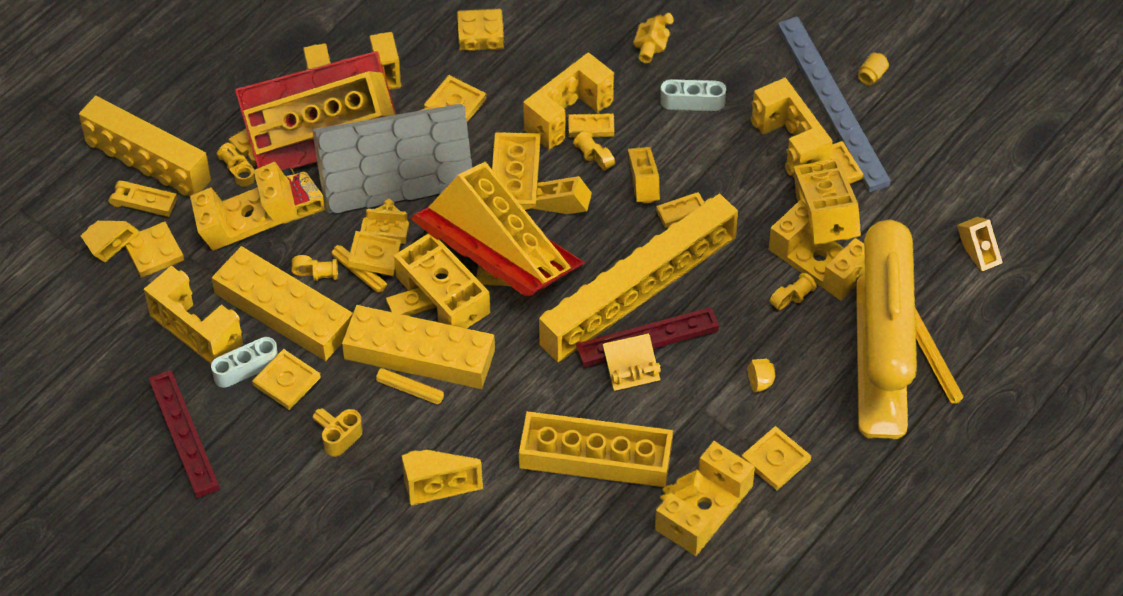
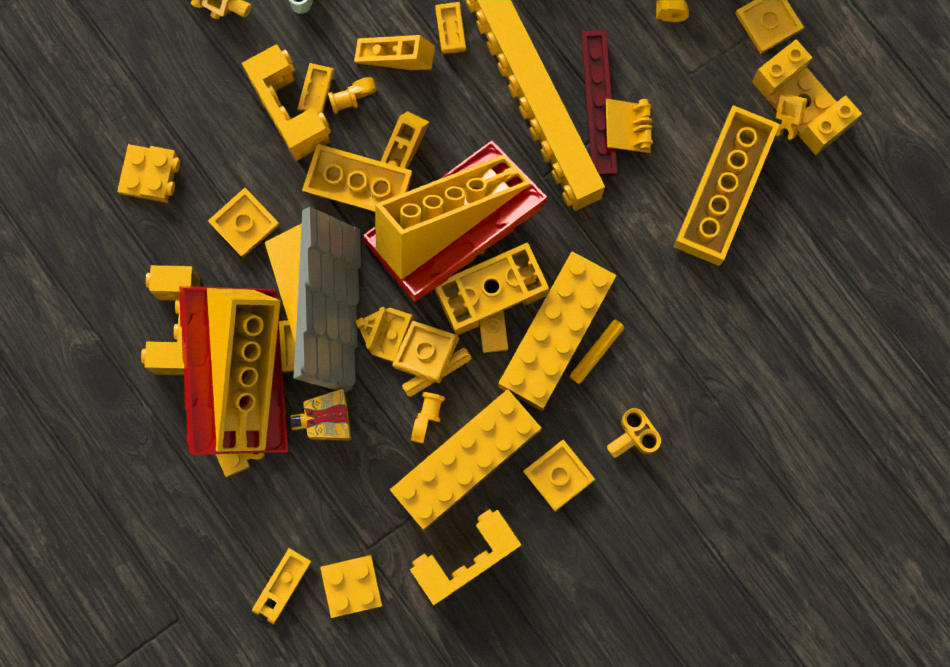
camera: 75 degrees left, 25 degrees up
(108, 237) = (331, 634): yellow slope -> none
(145, 147) = (219, 572): yellow brick -> none
(184, 434) = (600, 594): dark red plate -> none
(225, 221) = (338, 503): yellow plate -> none
(233, 364) = (531, 501): light aqua beam -> none
(242, 165) = (262, 475): yellow connector -> none
(439, 475) = (723, 353): yellow slope -> none

